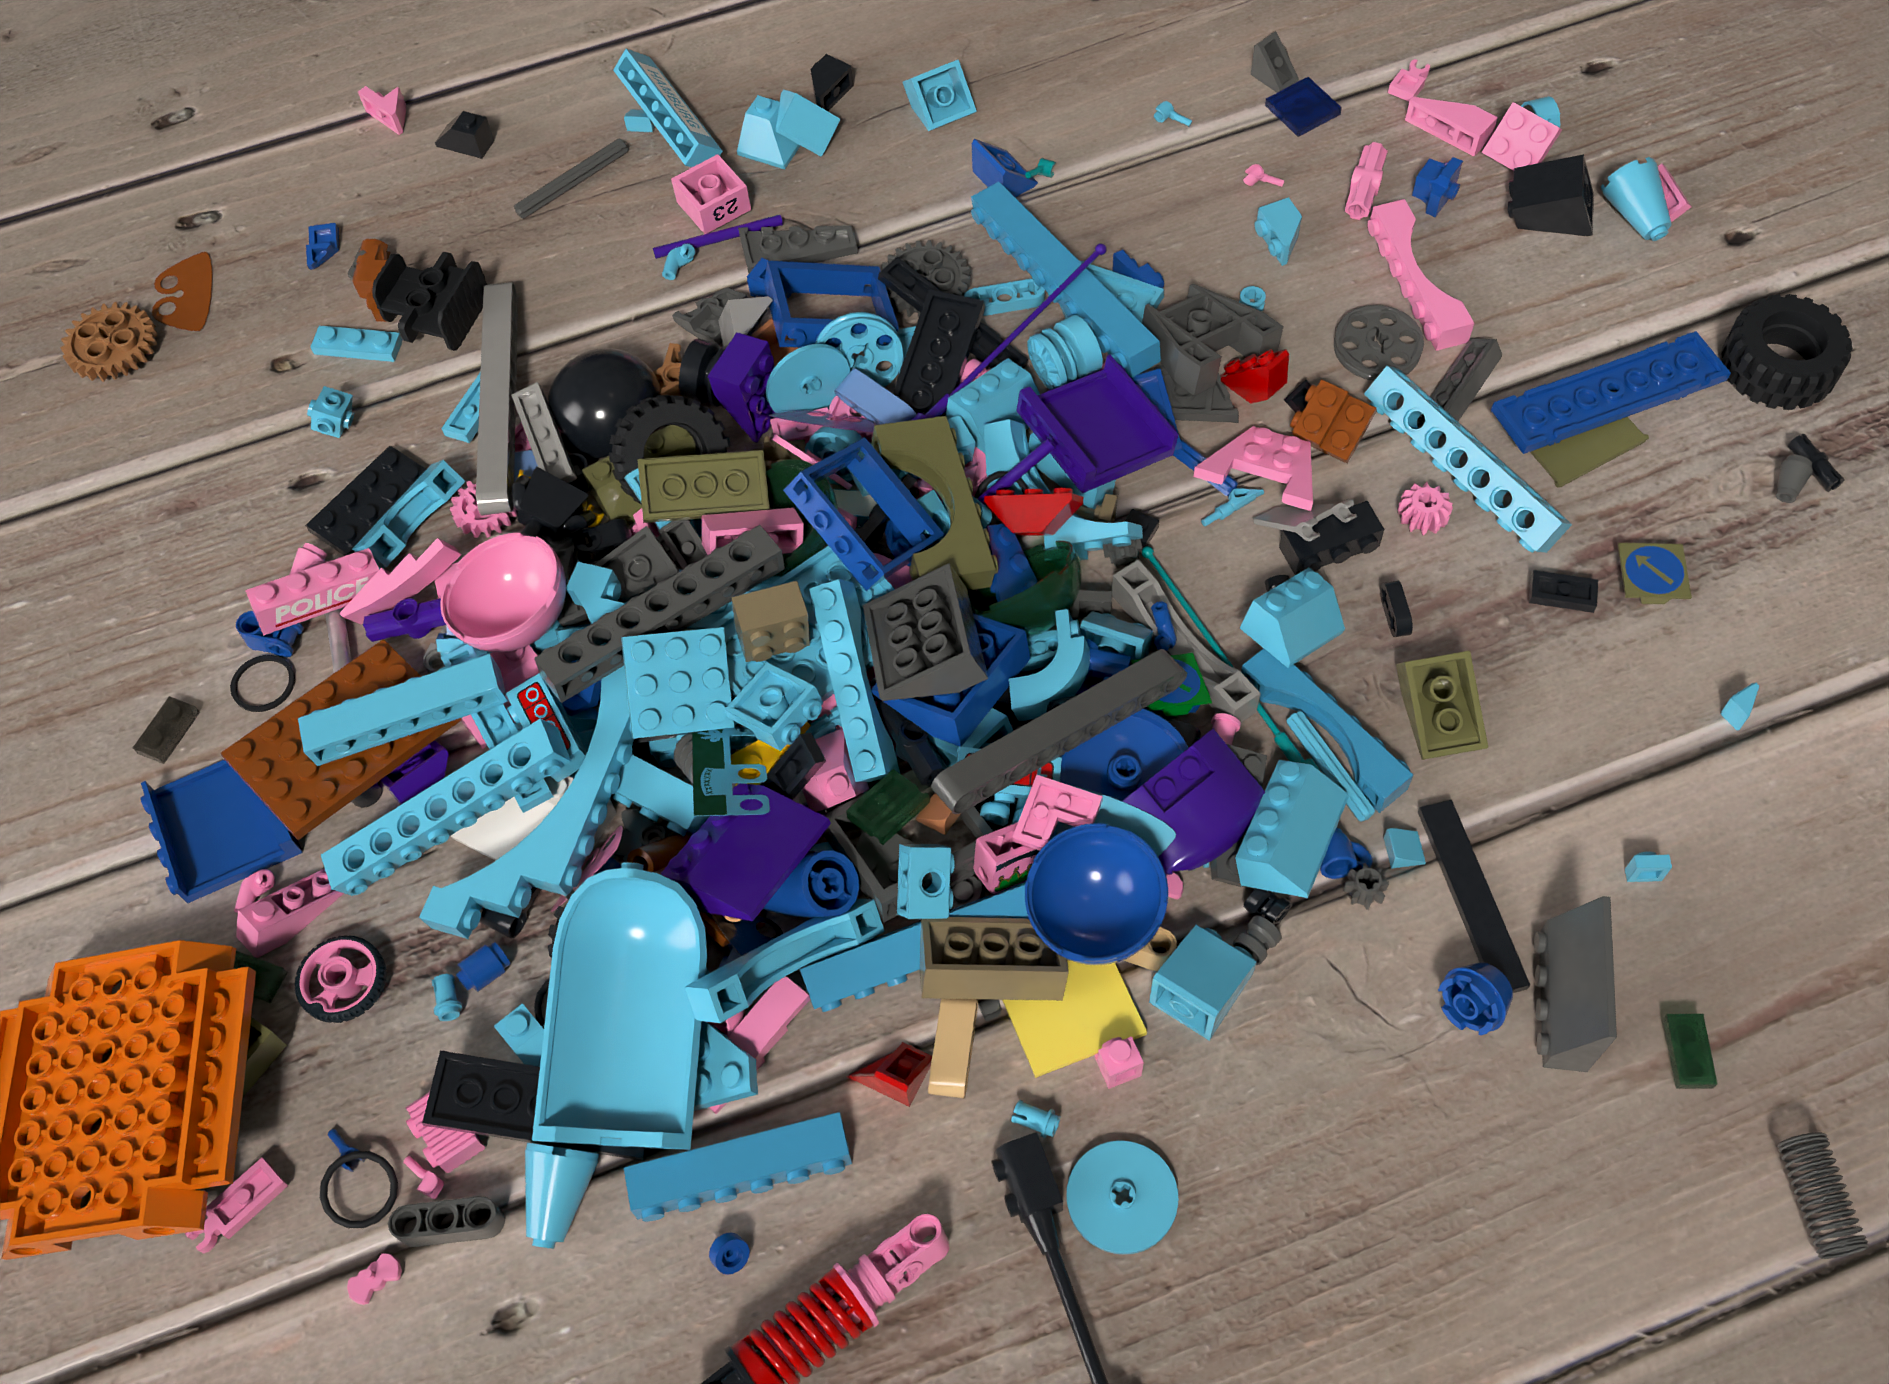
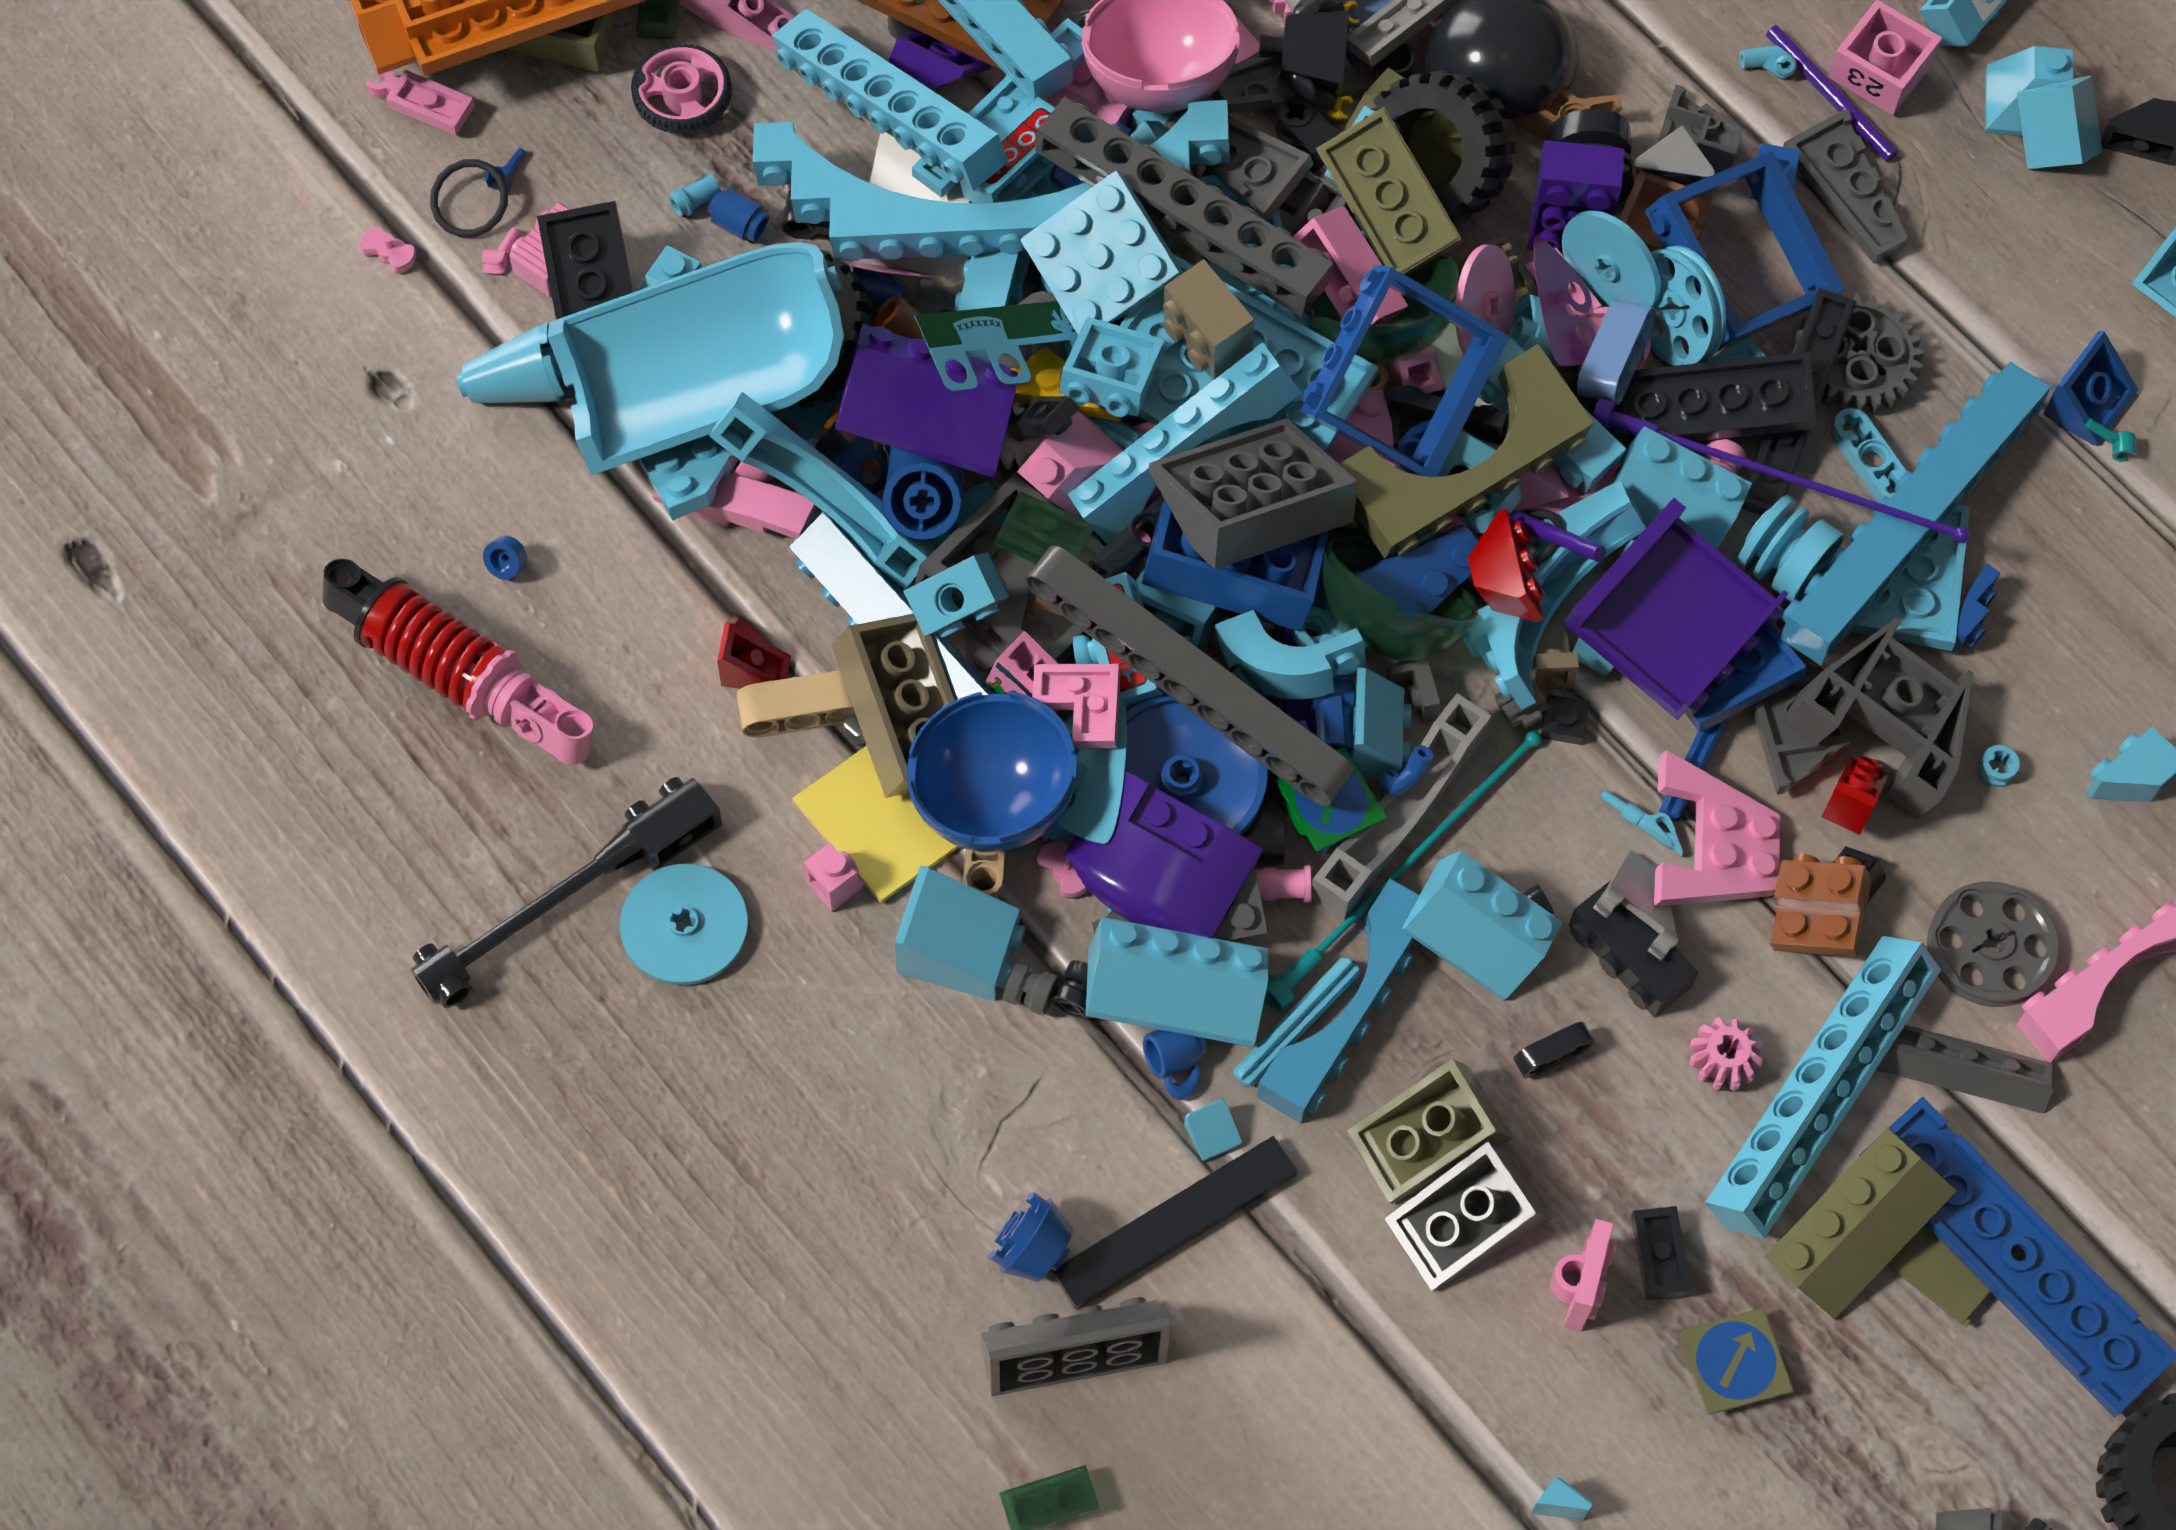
camera: 65 degrees right, 5 degrees up
(431, 1214) = (457, 273): dark grey beam -> none
(737, 1166) = (599, 536): dark azure brick -> none
(1035, 1118) = (742, 822): medium azure pin -> none
(1374, 885) = (1133, 1101): dark grey gear -> none
(1516, 700) = (1468, 1216): none -> dark grey slope
(1573, 465) = (1860, 1223): none -> olive slope
(1583, 630) = (1591, 1266): none -> bright pink plate
(1648, 867) = (1281, 1416): medium azure plate -> none

